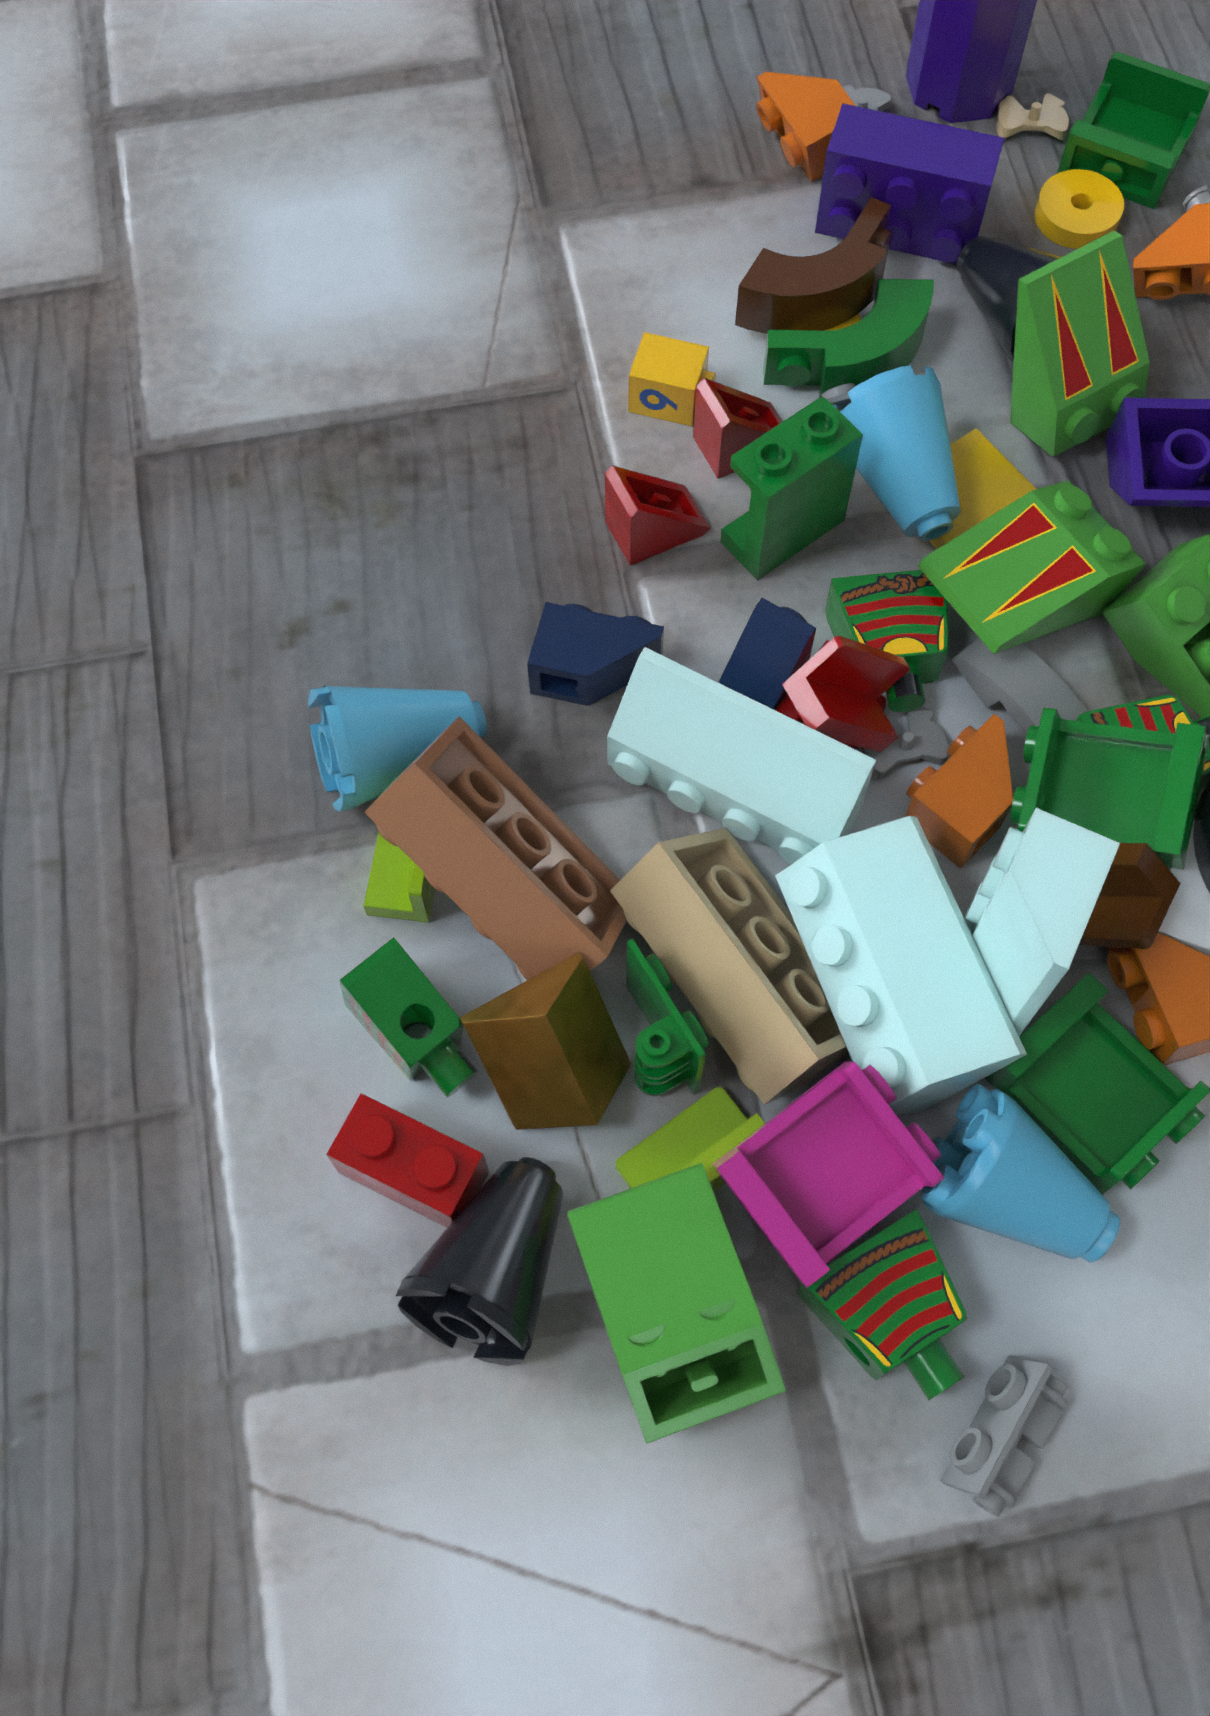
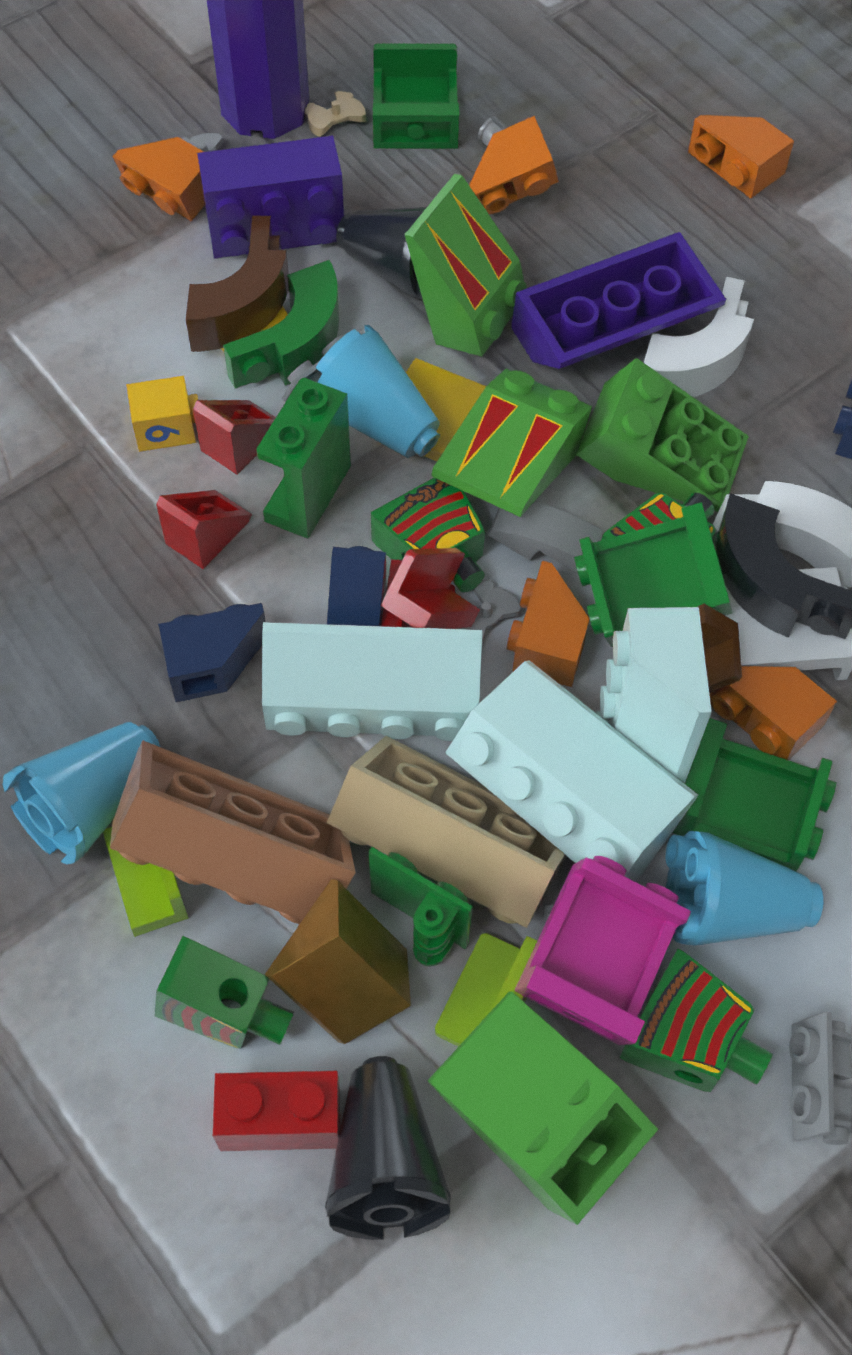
camera: 30 degrees left, 5 degrees down
(1078, 207) = (404, 168): yellow piece -> none

